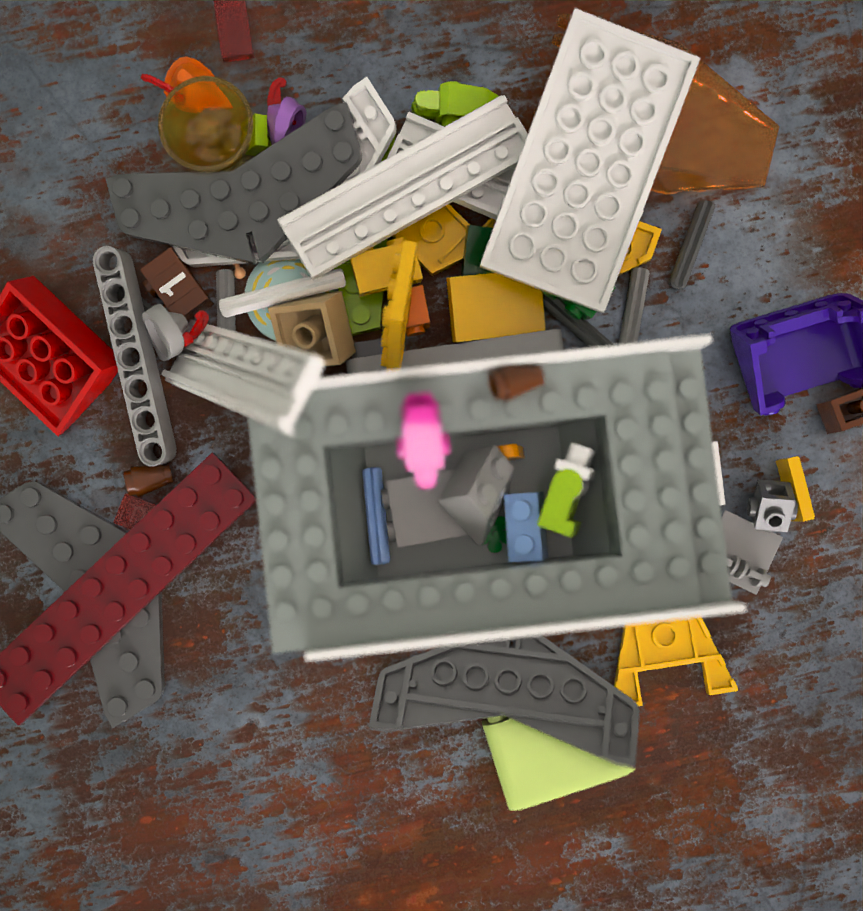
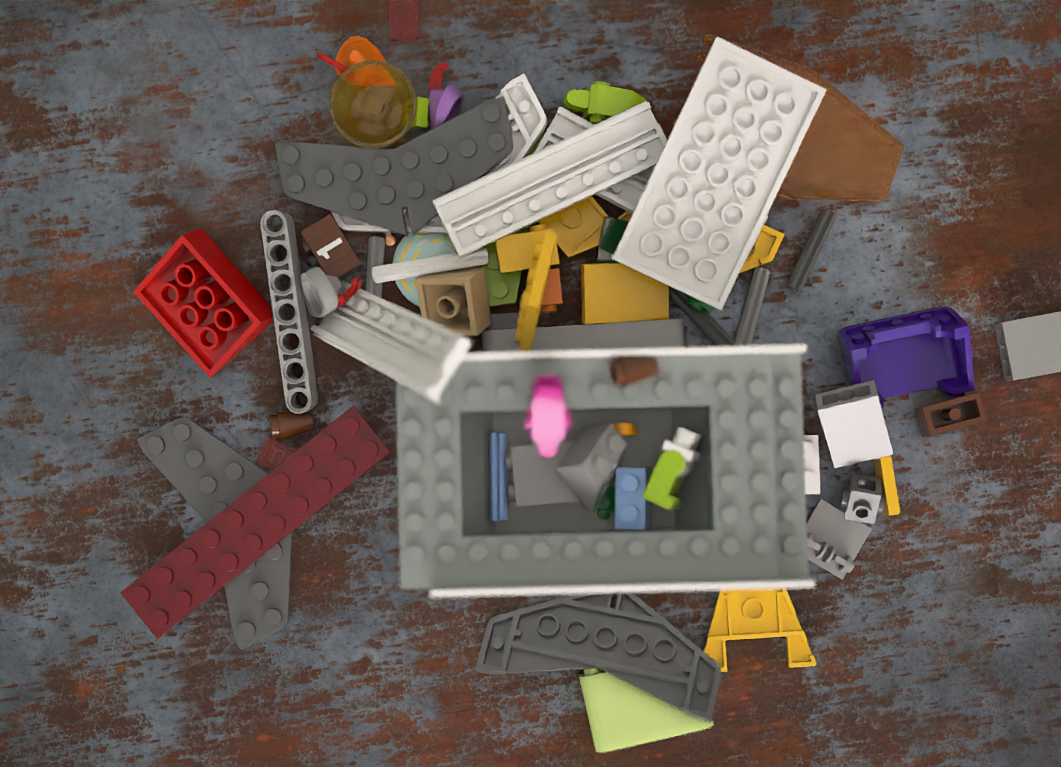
camera: 10 degrees right, 0 degrees up
(758, 425) = (854, 424): none -> brick

